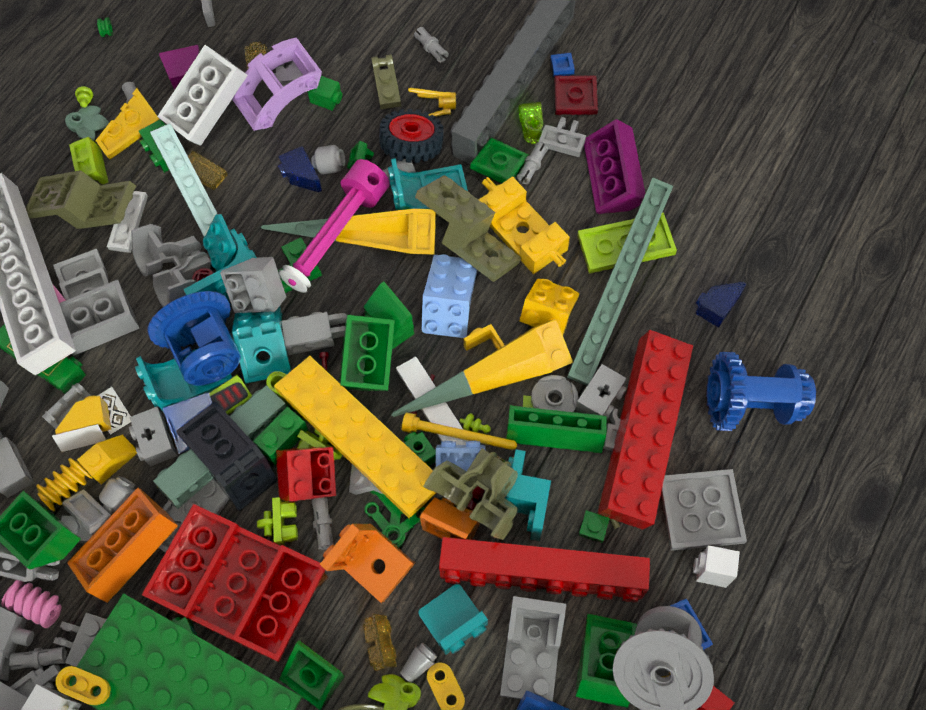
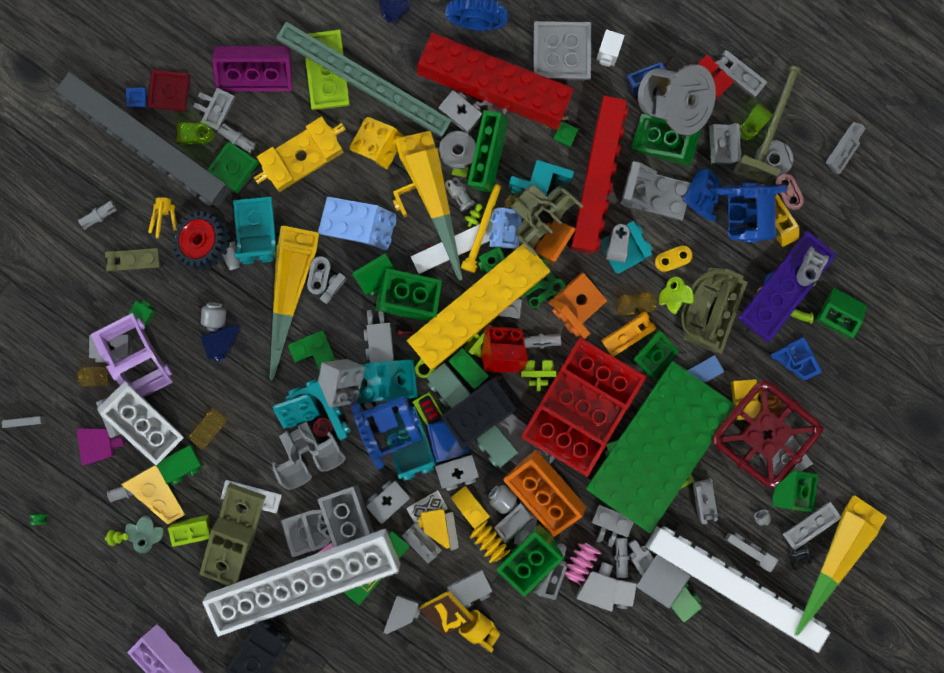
camera: 85 degrees left, 20 degrees up
(84, 685) = (653, 515): yellow plate -> none
(107, 355) = (383, 512): none -> light grey brick
(185, 176) = (224, 440): light aqua tile -> none
(336, 635) = (628, 334): none -> light orange plate
(359, 152) = (212, 290): green tile -> none
(363, 186) = (247, 286): dark pink piece -> none
(371, 276) = (334, 285): none -> light grey plate
(384, 260) = (317, 275): none -> light grey plate
(419, 661) = (653, 275): light grey cone -> none
(450, 605) = (618, 247): none -> light grey piece
(468, 227) = (298, 200): olive bracket -> none
(498, 404) = (458, 192): none -> light grey piece

